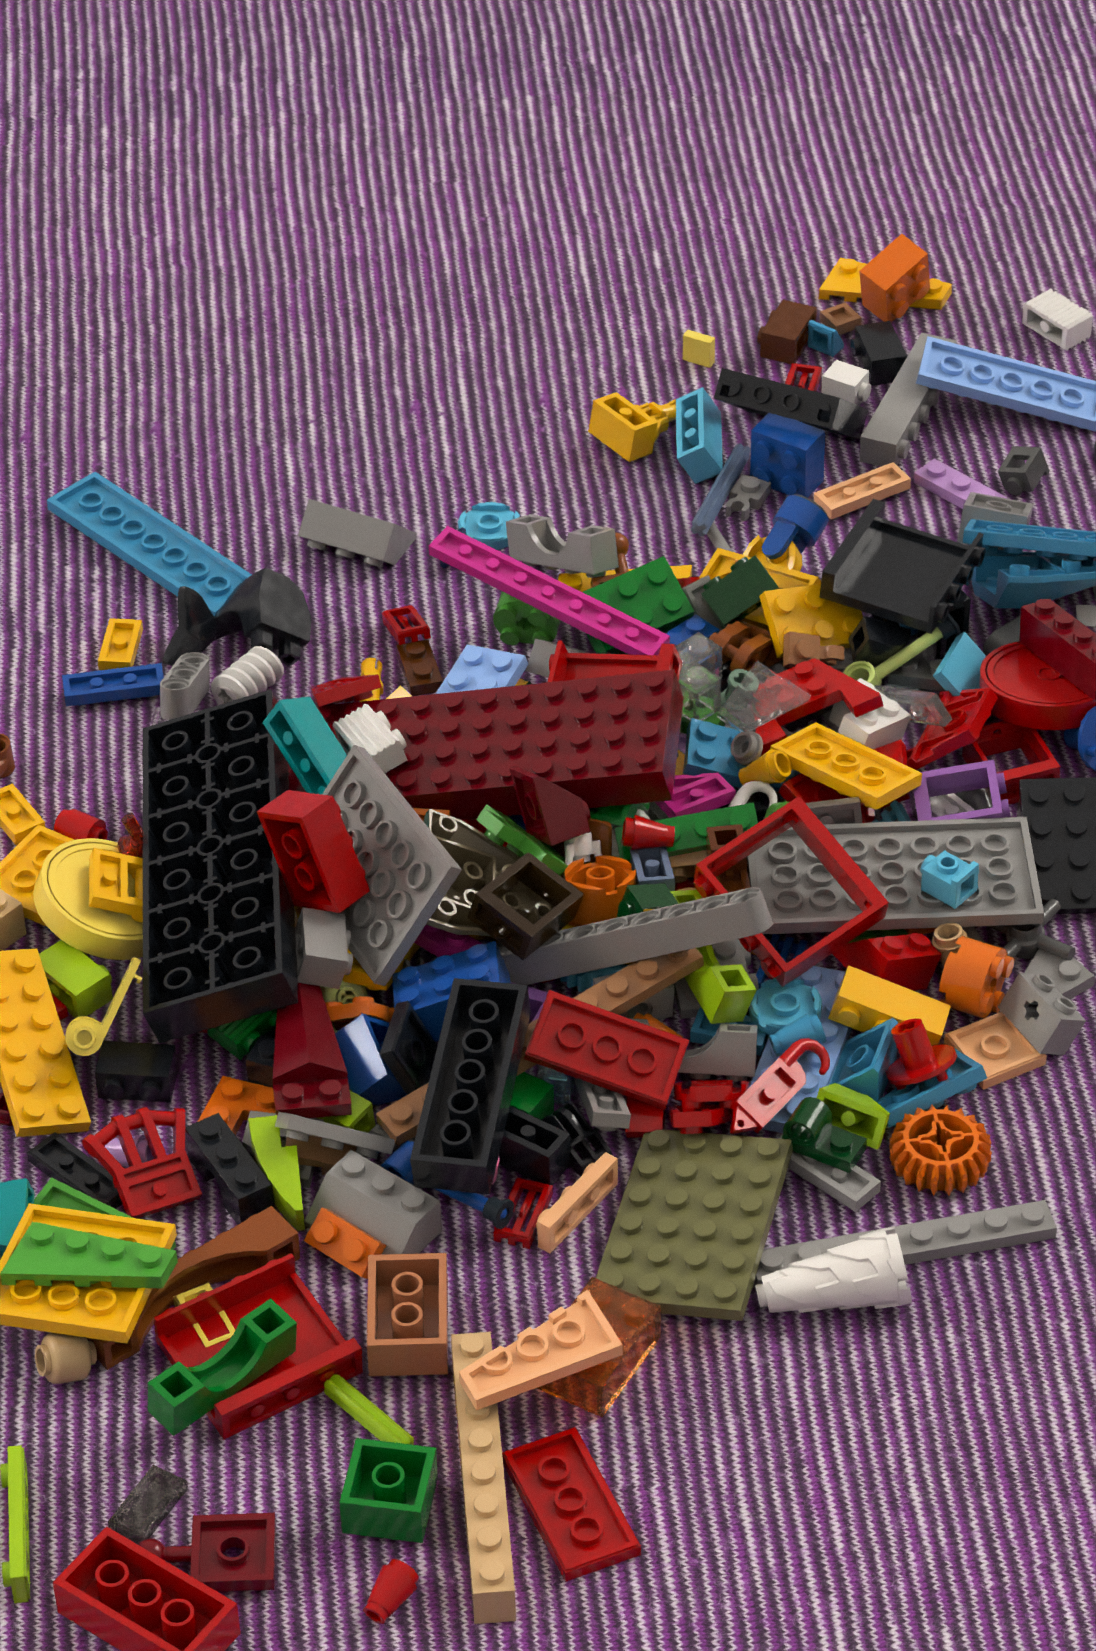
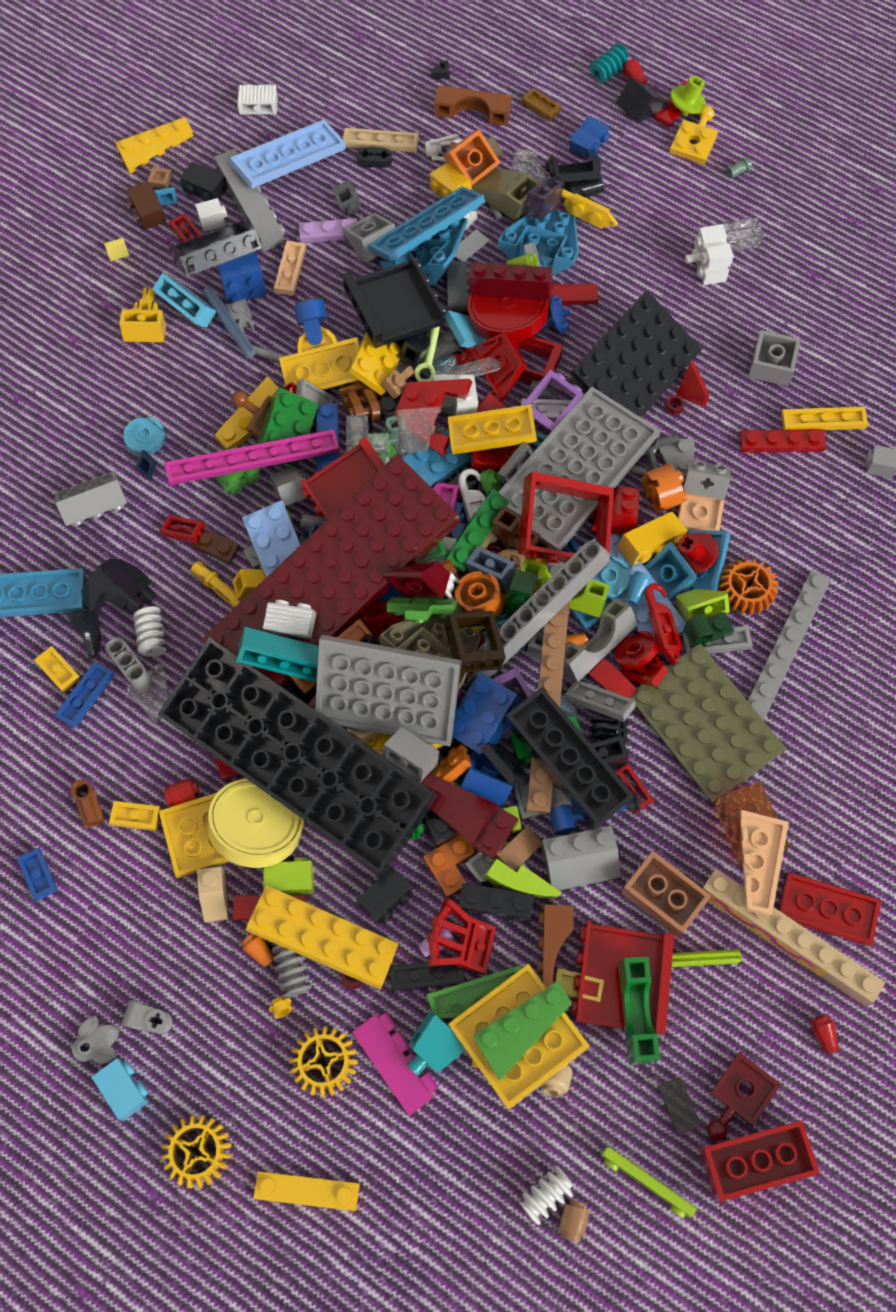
camera: 50 degrees left, 25 degrees up
(86, 1034) = (351, 892): light yellow door -> none
(110, 882) = (258, 815): yellow plate -> none
(132, 843) = (235, 782): clear red plate -> none
(313, 851) = (367, 713): red brick -> none
(334, 1135) = (527, 840): light grey plate -> none
(343, 1241) = (588, 885): orange plate -> none
(345, 689) = (218, 599): red wing -> none
(389, 1490) = (771, 989): green brick -> none
(538, 543) = (187, 427): light grey arch -> none
(577, 1202) = (650, 762): light nougat plate -> none
(606, 1049) = (586, 676): red tile -> none
(646, 833) = (468, 551): red cone -> none
(737, 592) = (330, 376): dark green brick -> none
(746, 747) = (440, 464): light grey plate -> none
(768, 768) = (461, 462): yellow cone -> none
(845, 1277) = (800, 685): white cone -> none
(895, 279) = (170, 135): orange brick -> none
(945, 938) = (634, 478): tan cone -> none
(949, 878) = (611, 449): medium azure brick -> none

